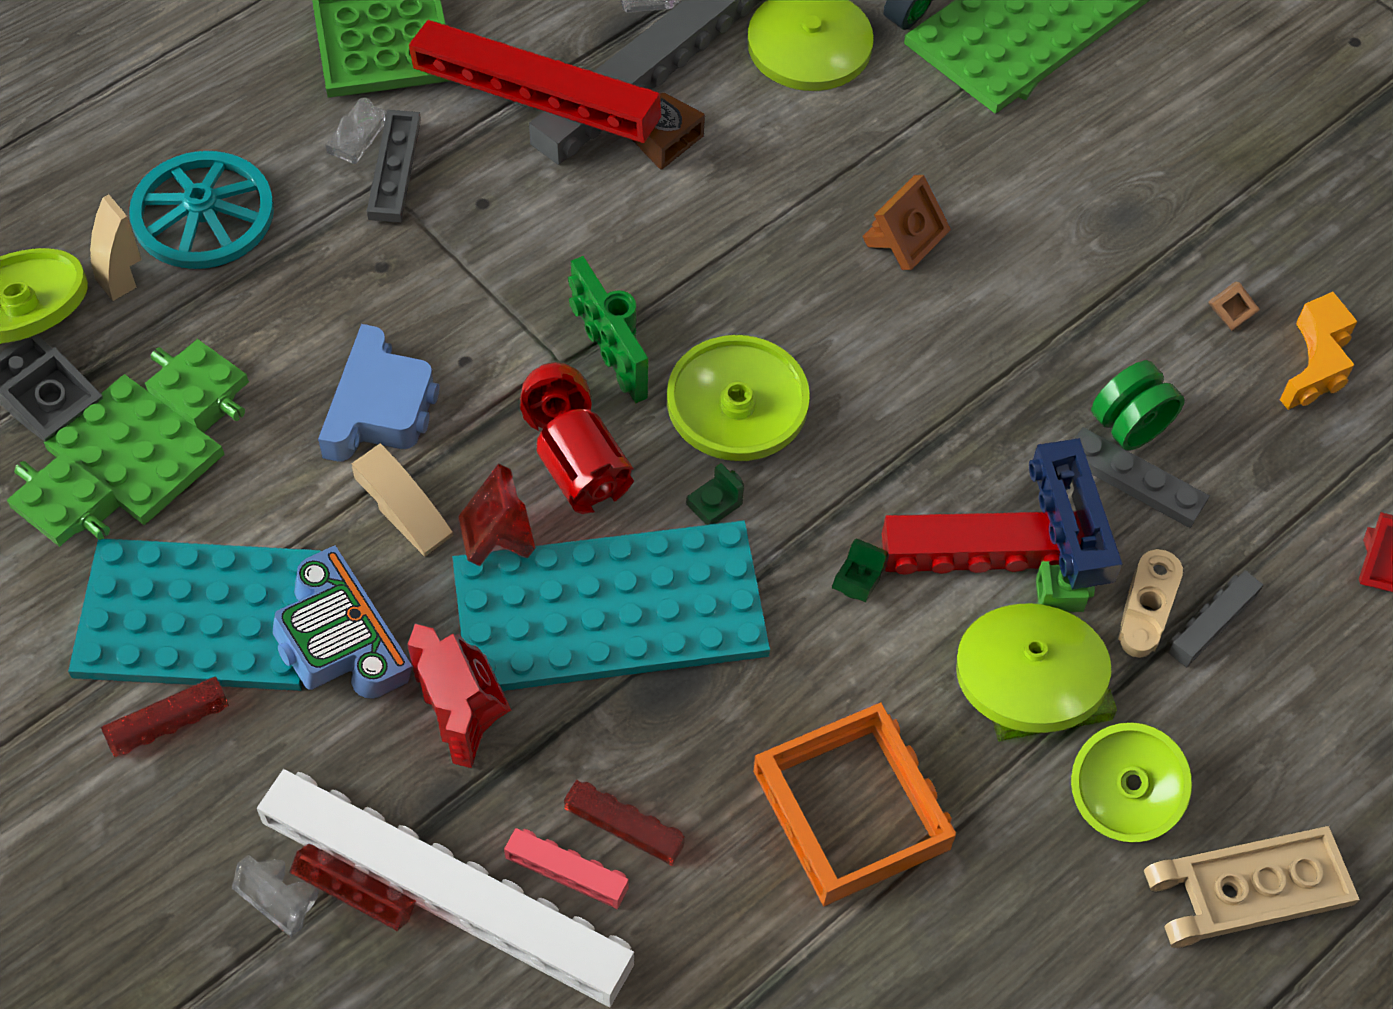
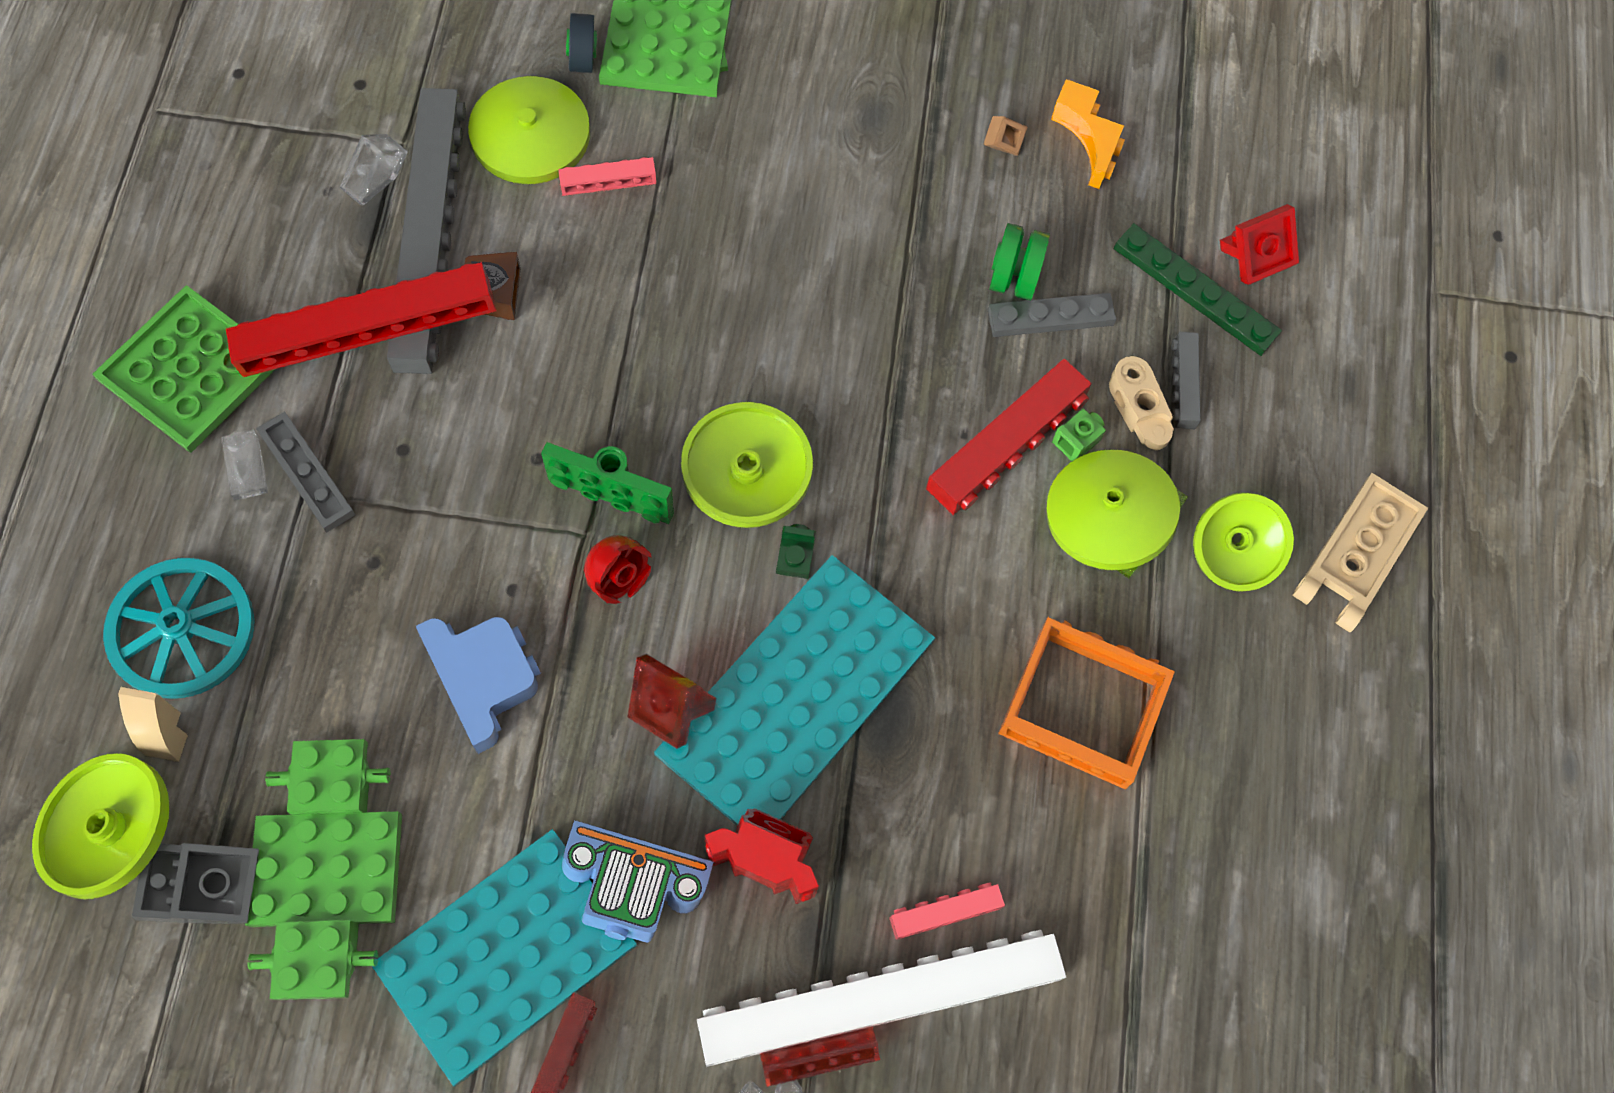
camera: 45 degrees left, 10 degrees up
(401, 499) = (576, 739): tan slope -> none
(584, 459) = (684, 600): red cylinder -> none
(624, 822) = (953, 844): clear red piece -> none
(839, 112) = (607, 176): none -> coral piece
(860, 570) = (944, 530): dark green bracket -> none
(909, 223) = (740, 234): dark orange bracket -> none
(1097, 557) = (1054, 376): dark blue brick -> none
(1304, 555) = (1197, 289): none -> dark green plate

